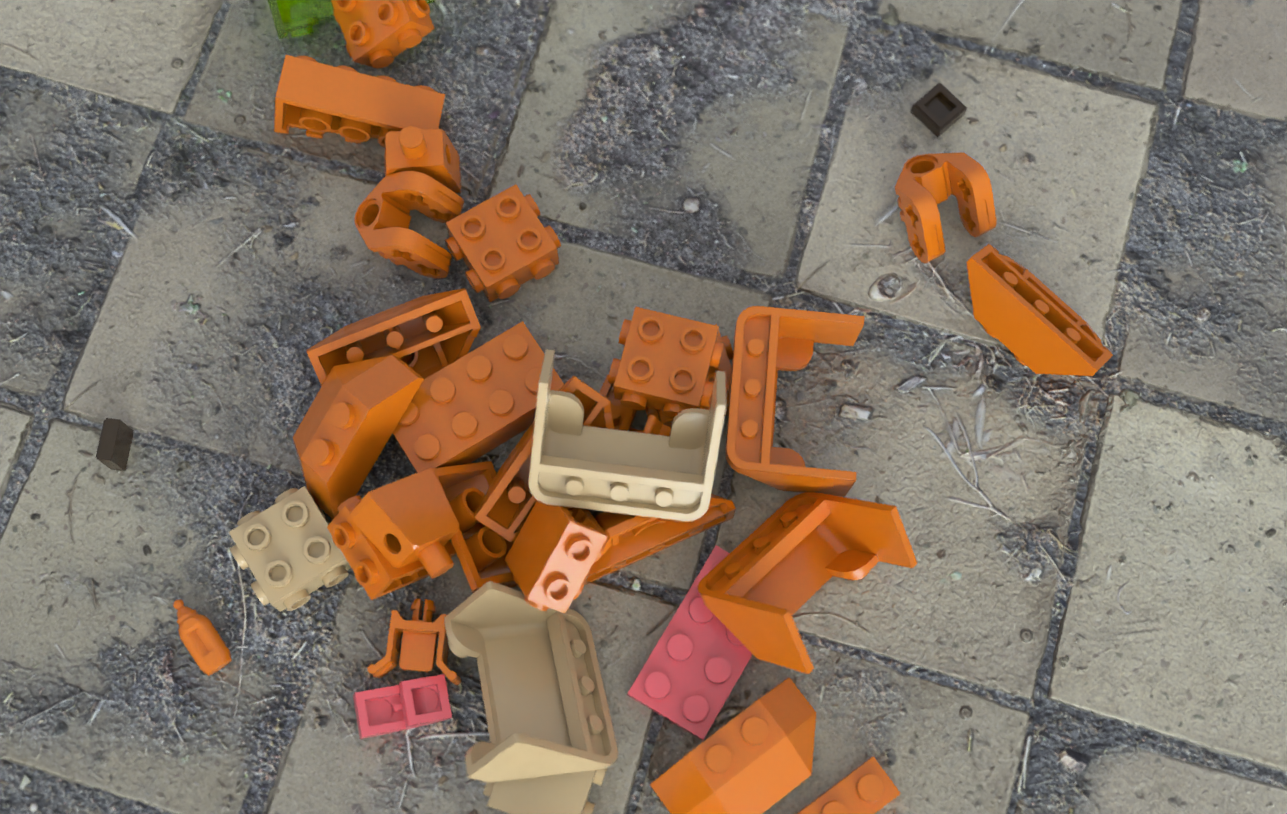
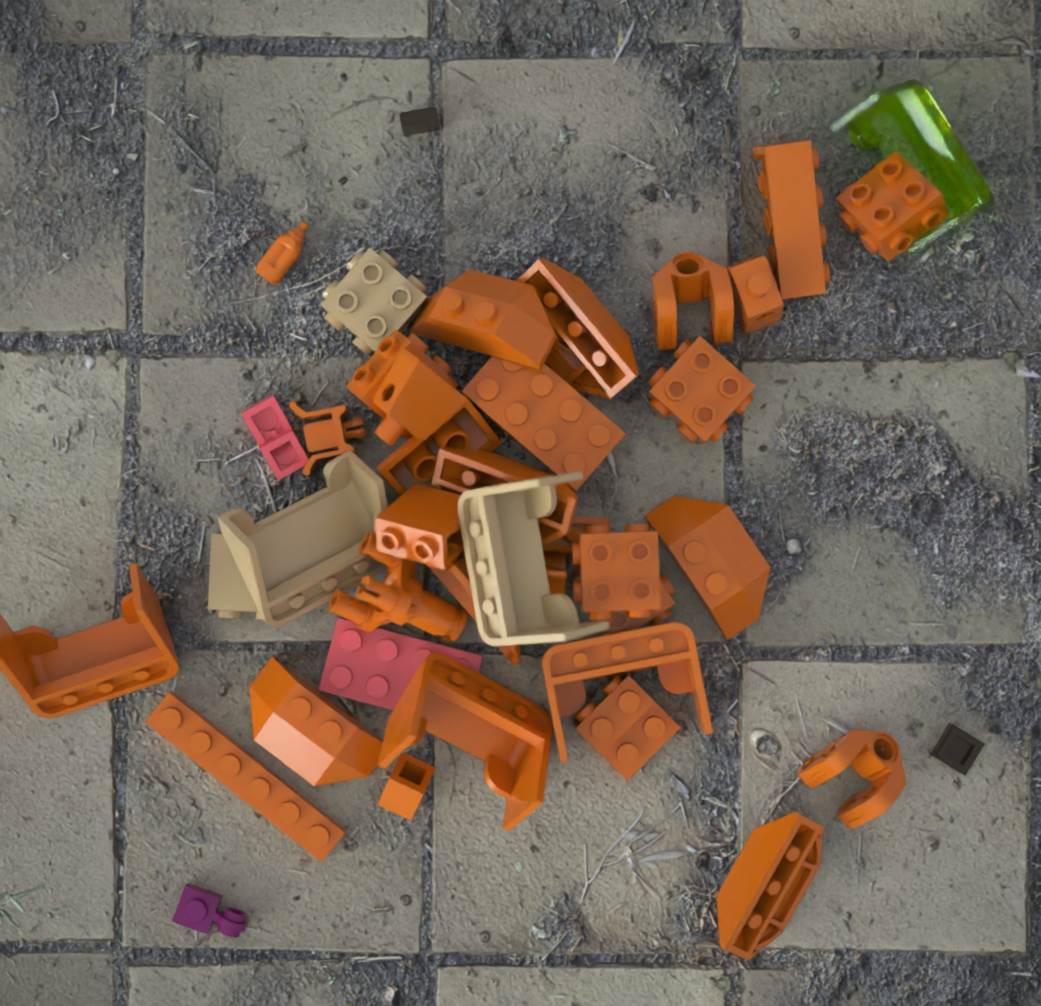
camera: 75 degrees right, 15 degrees up
(625, 614) = (397, 599): none -> orange wheel
(684, 277) = (714, 559): none -> orange wedge
(831, 417) = (625, 725): none -> orange plate
(840, 670) = (406, 786): none -> orange brick

